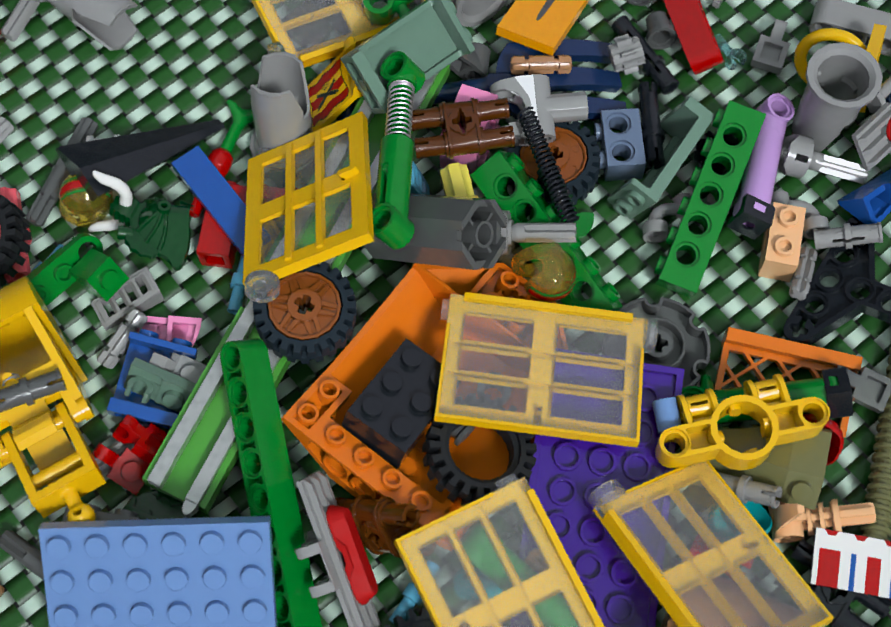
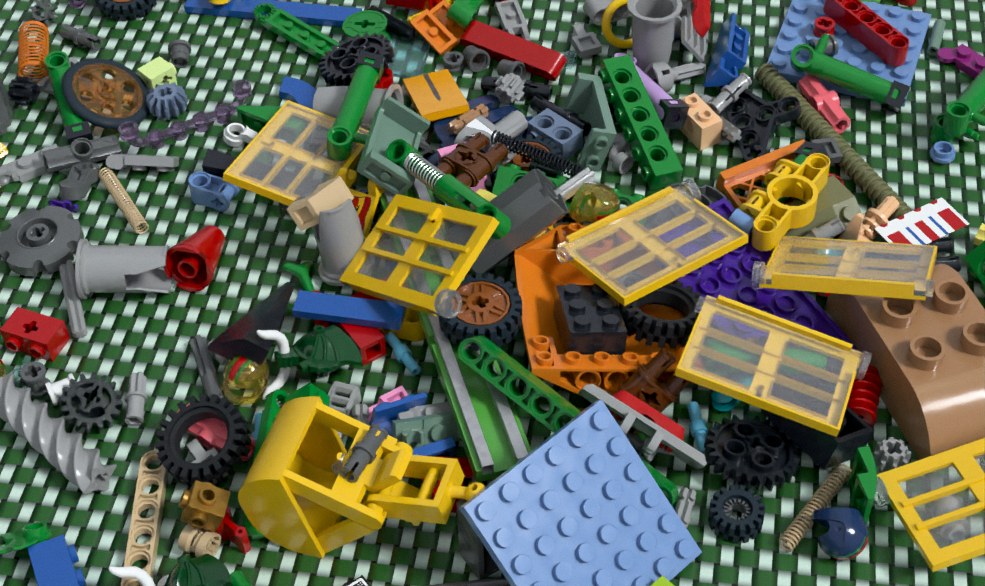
camera: 40 degrees left, 20 degrees down
(164, 30) = (195, 259): none -> red cone
(271, 74) = (325, 197): none -> tan slope

